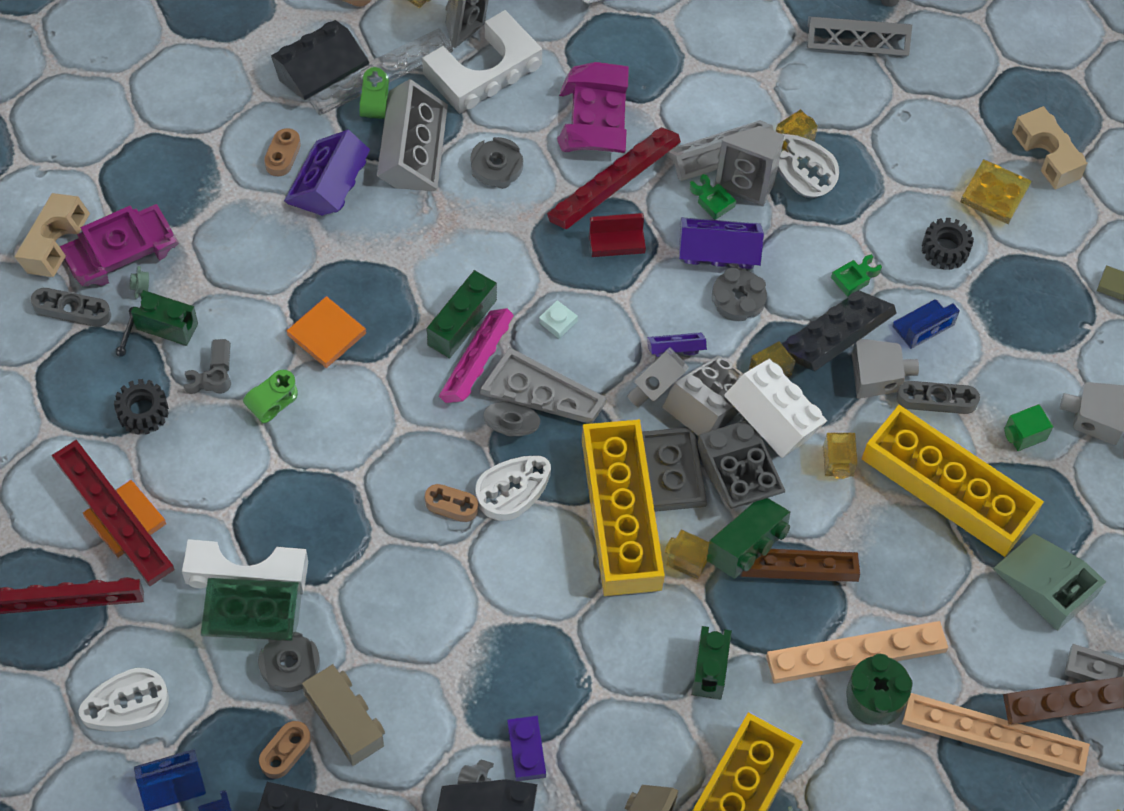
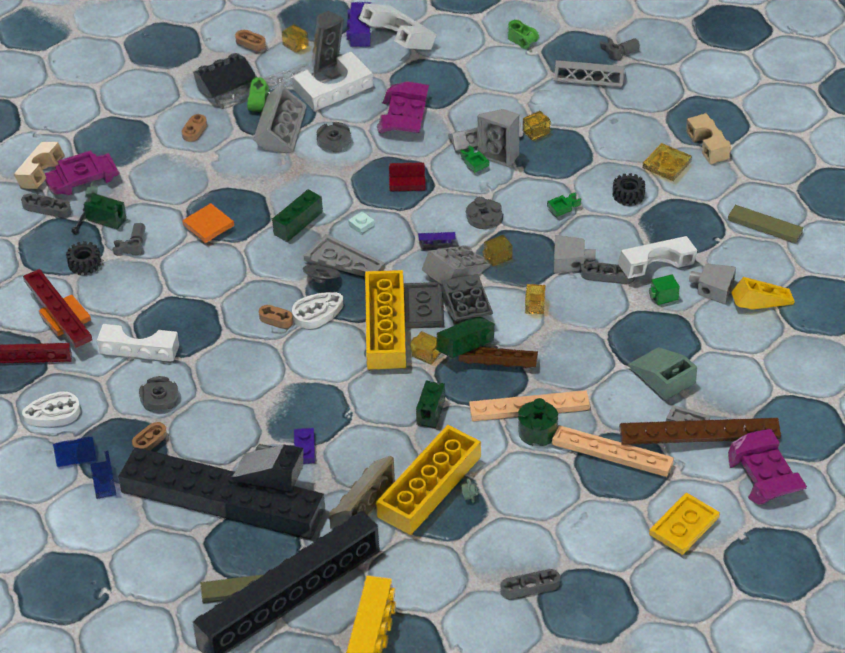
camera: 10 degrees right, 15 degrees down
(251, 609) = (138, 359): clear green slope -> none
(272, 396) = (166, 255): bright green piece -> none
(328, 174) = (222, 139): dark purple slope -> none
(344, 714) = (189, 421): dark tan brick -> none
(476, 355) = (306, 236): dark pink plate -> none
(613, 178) = (406, 148): dark red plate -> none
(666, 369) = (418, 250): light grey torso -> none
(720, 242) = (474, 183): dark purple slope -> none
(775, 407) = (494, 267): white brick -> none
(816, 156) = (546, 136): white piece -> none
(838, 329) = (547, 229): black plate -> none
(925, 322) = (607, 232): clear blue panel -> none
(952, 480) = (606, 314): yellow brick -> none
(1036, 358) = (676, 251): none -> white arch

